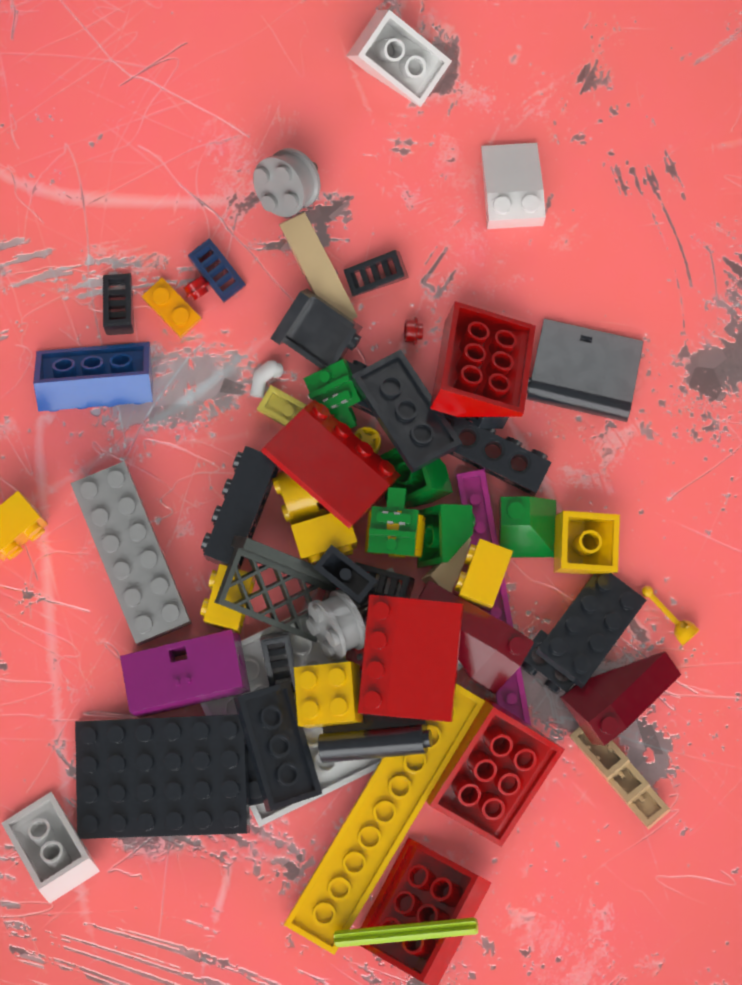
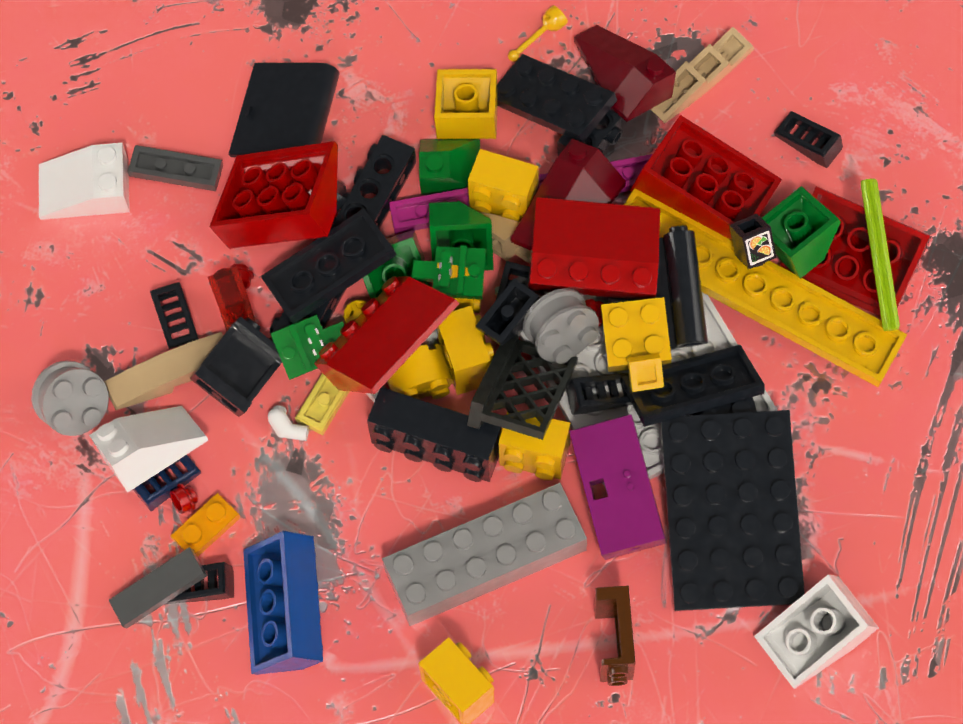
camera: 85 degrees left, 15 degrees down
(74, 670) = (615, 603): none -> reddish brown panel
(112, 268) = (157, 588): none -> dark grey tile
(244, 253) = (146, 443): none -> white slope
(283, 700) = (645, 372): none -> yellow plate
(382, 323) = (230, 296): none -> clear red brick
(418, 809) = (752, 241): none -> black brick
(433, 855) = (801, 231): none -> green slope
(527, 269) = (175, 168): none -> dark grey plate
(531, 895) = (823, 151): none -> black slope

